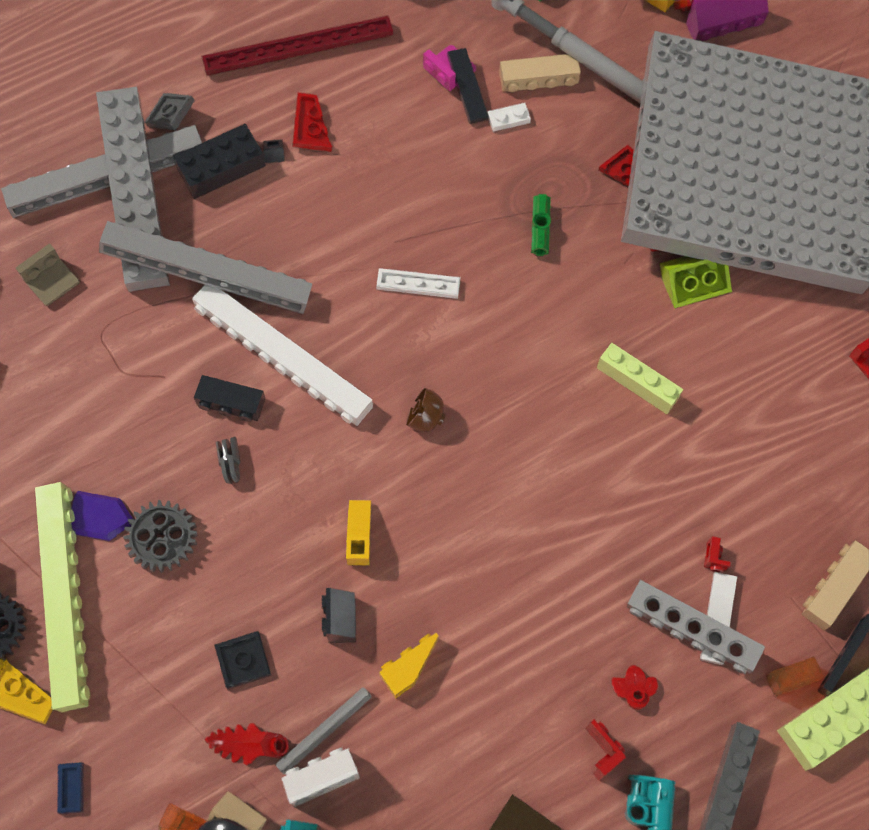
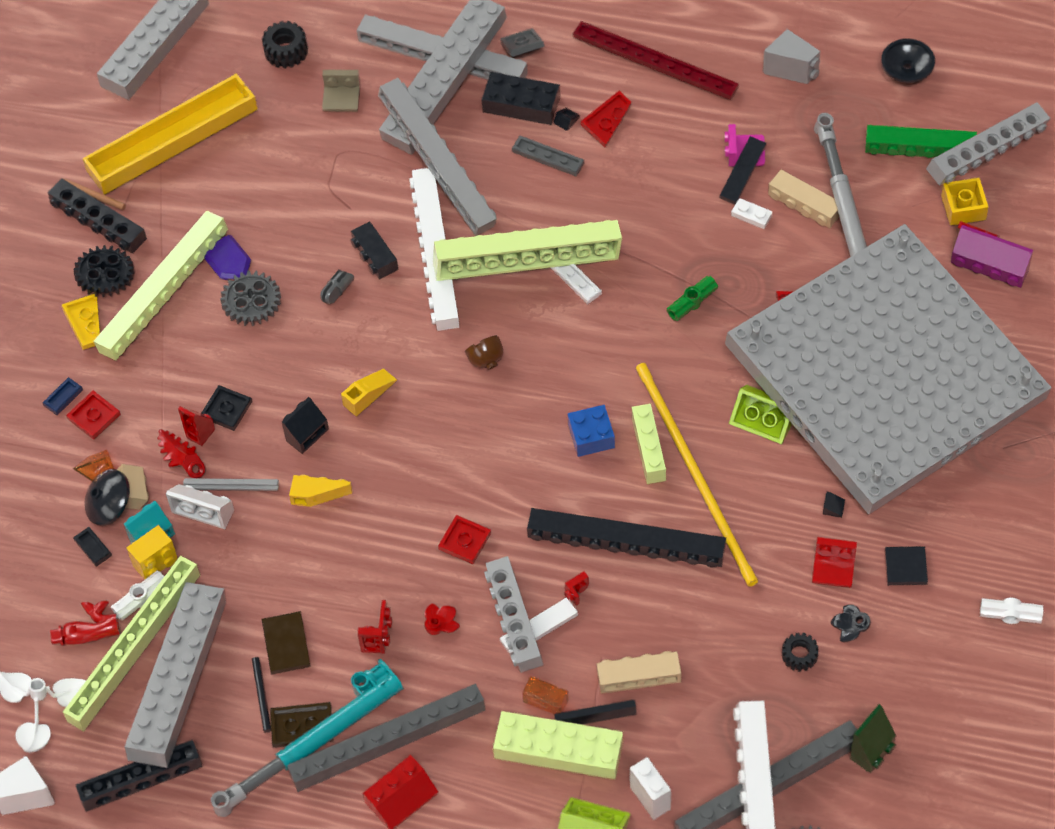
camera: 50 degrees right, 10 degrees down
(122, 780) = (93, 414): none -> red plate
(239, 703) = (196, 425): none -> red slope
(291, 194) = (548, 155): none -> dark grey tile
(371, 292) = (526, 250): none -> yellowish green brick
(580, 596) = (464, 539): none -> red plate
(582, 406) = (591, 430): none -> blue brick
(705, 476) = (626, 537): none -> black brick
(819, 420) = (745, 569): none -> yellow piece
(823, 309) = (833, 505): none -> black slope

